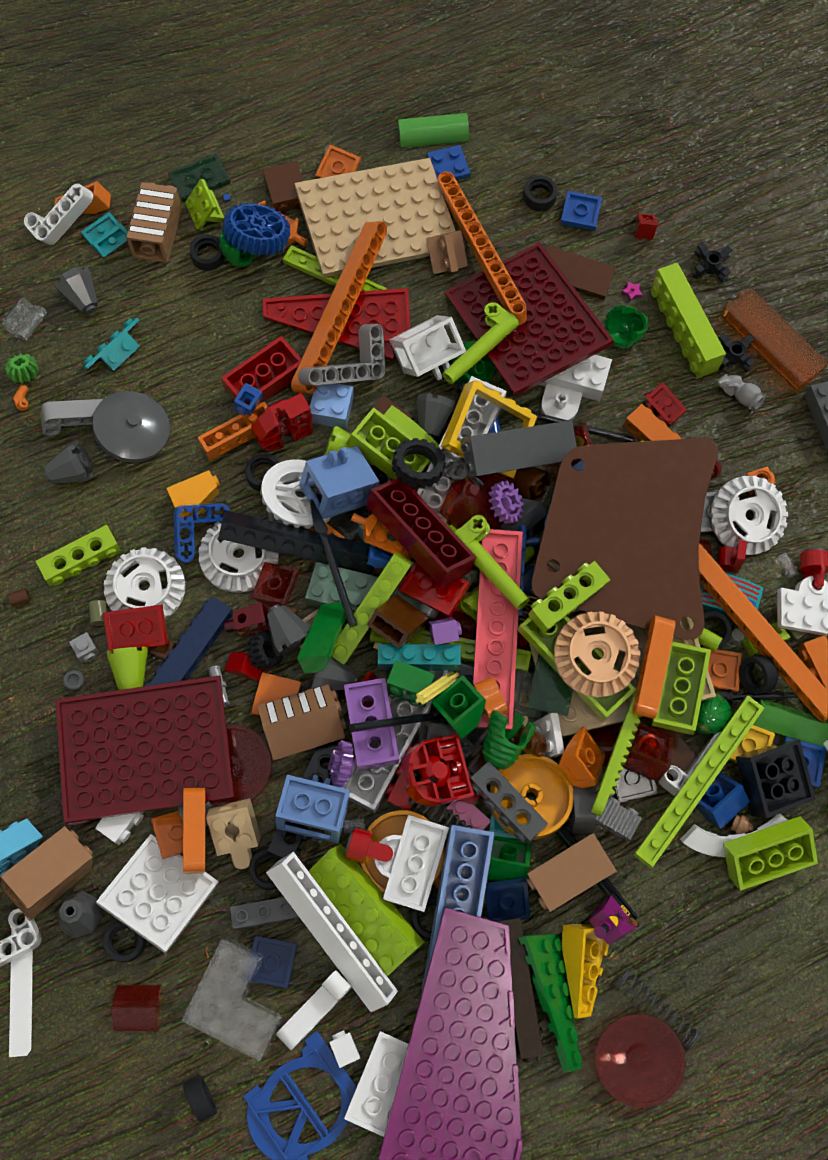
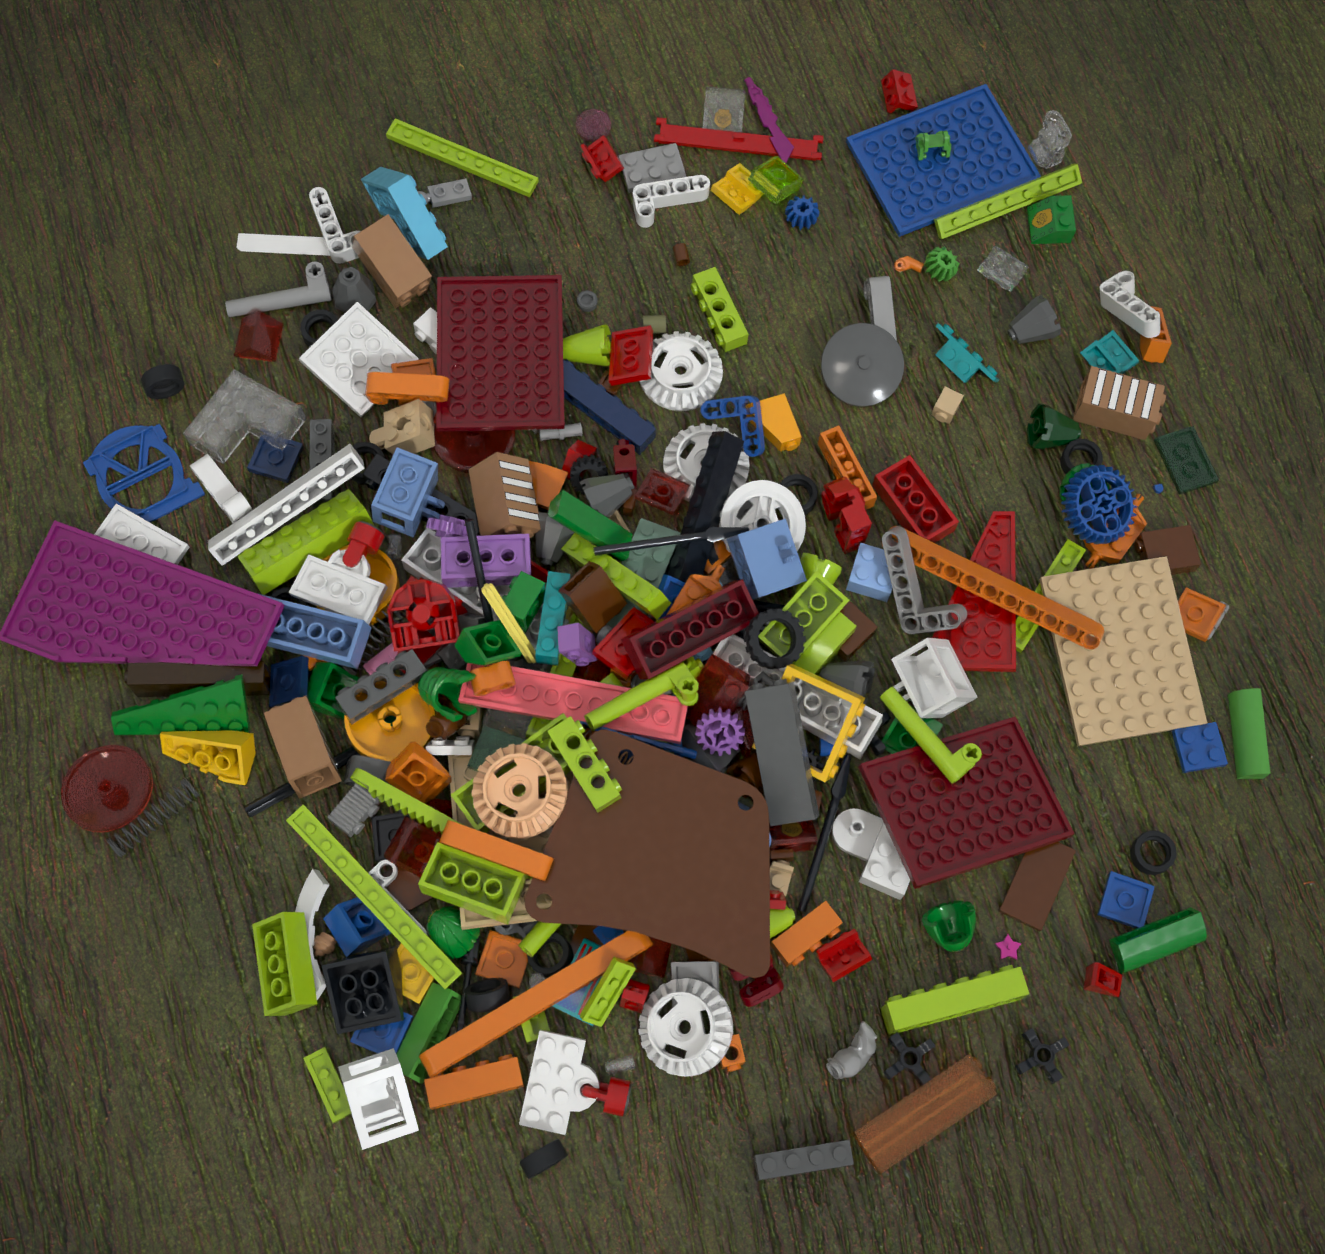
camera: 95 degrees right, 0 degrees up
(70, 465) = (822, 306): dark grey cone -> none
(79, 953) = (314, 292): none -> light grey axle
(84, 648) = (619, 311): light grey bracket -> none
(164, 357) = (947, 405): none -> tan brick
(181, 275) = (1051, 428): none -> dark green cone
(203, 205) = (1143, 460): lime bracket -> none
(247, 394) = (883, 473): blue brick -> none
(344, 1048) = (179, 512): white brick -> none
(447, 252) = (1067, 724): medium nougat bracket -> none
(482, 247) = (1060, 764): orange beam -> none
(608, 186) = (1158, 939): none -> green brick
(612, 920) = (247, 783): magenta torso -> none
(741, 572) = (607, 991): none -> lime plate

